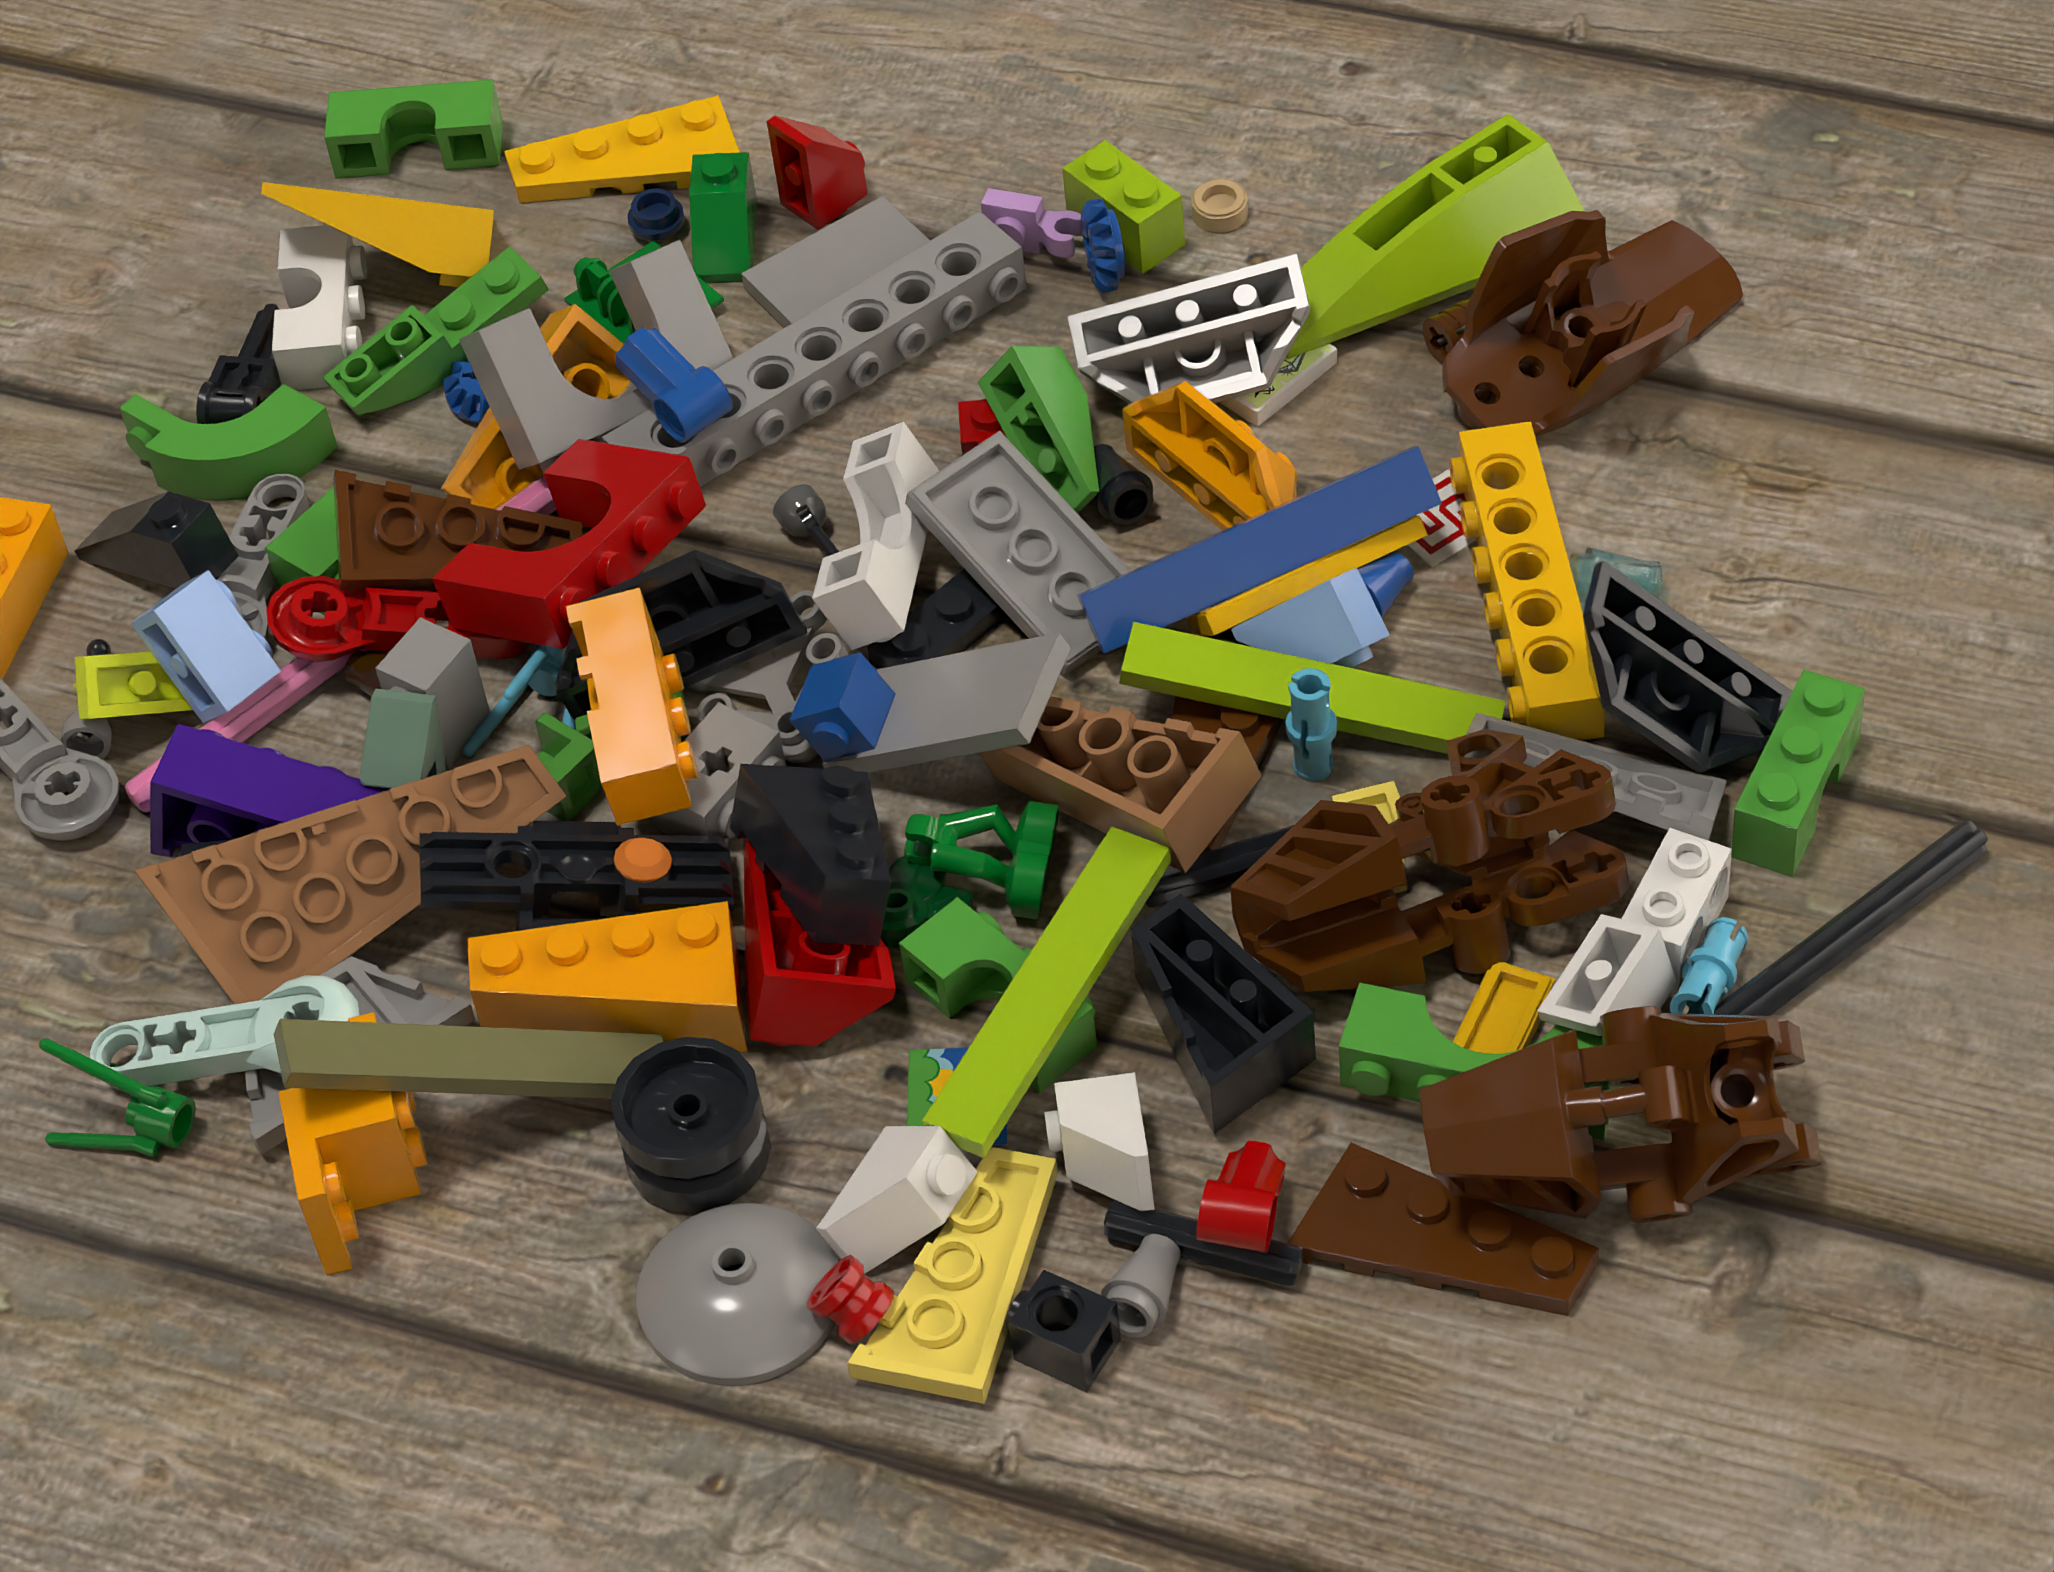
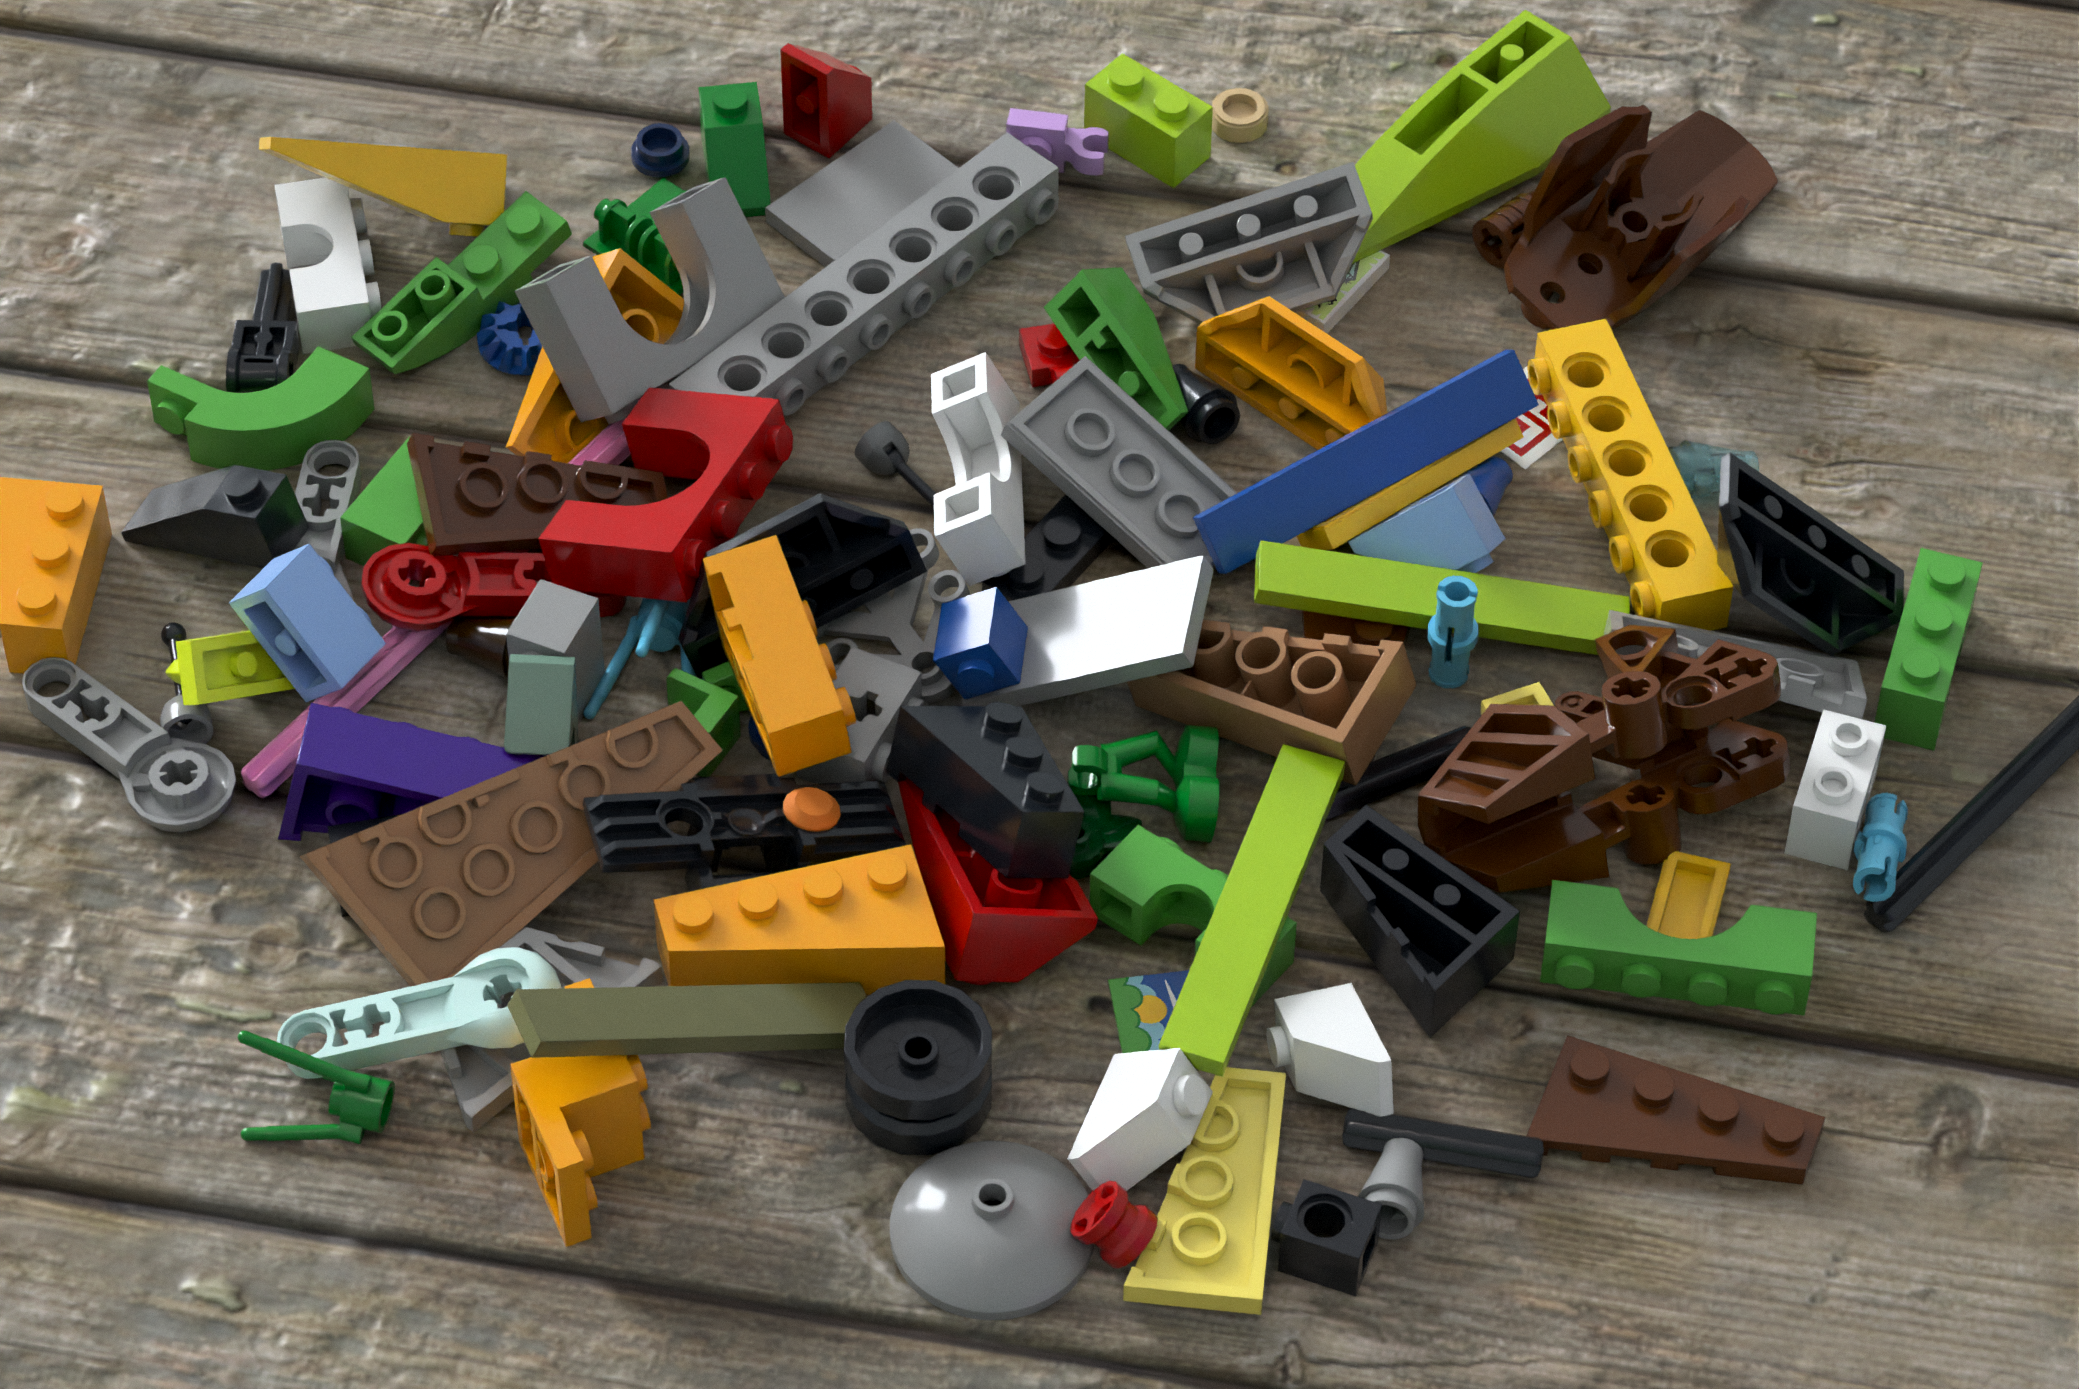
camera: 15 degrees left, 0 degrees up
(373, 124) = (344, 65): bright green arch -> none
(622, 153) = (611, 88): yellow wing -> none
(680, 395) = (750, 337): blue piece -> none
(1102, 245) = (1137, 161): blue gear -> none
(1244, 1200) = (1481, 1097): red piece -> none
(1523, 1121) = (1746, 998): reddish brown piece -> none
(1611, 971) = (1795, 859): white slope -> none

